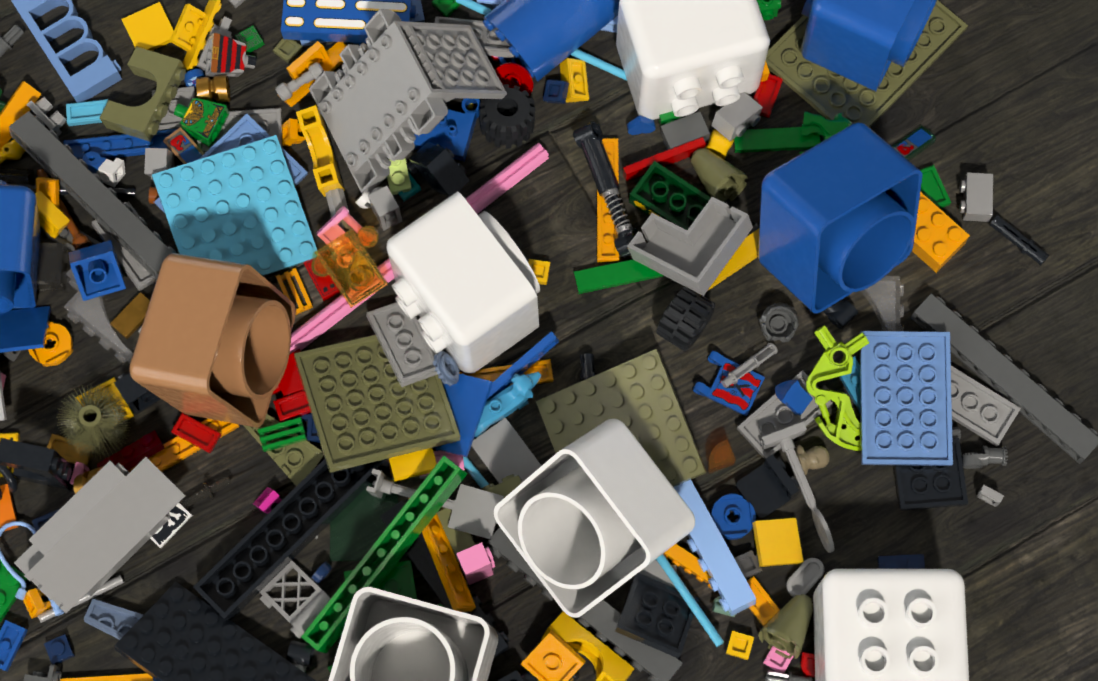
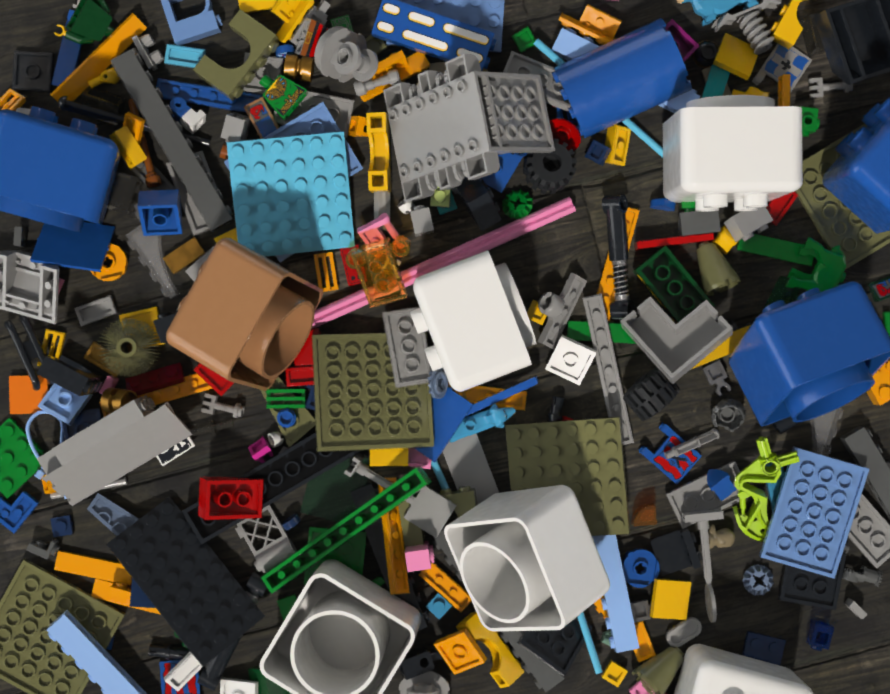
camera: 10 degrees right, 15 degrees up
(33, 503) = (63, 404): none -> light blue plate
(48, 400) = (96, 310): none -> light grey tile
(230, 465) = (237, 410): none -> light grey hinge
(244, 553) = (230, 498): none -> red slope
(258, 61) = (345, 55): none -> light grey piece
(281, 485) = (275, 439): none -> white hinge
(288, 455) = (286, 417): none -> blue plate
(490, 170) = (522, 210): none -> green gear
(515, 623) = (438, 605): none -> dark azure plate
(518, 599) = (446, 586): none -> light orange tile
(560, 261) = (559, 309): none -> light grey plate
(588, 310) = (570, 359): none -> white plate
(628, 302) = (607, 363): none -> light grey tile
(753, 284) = (715, 374): none -> flat silver plate
(874, 505) = (748, 580): none -> sand blue gear
(965, 531) = (826, 631): none -> clear blue brick

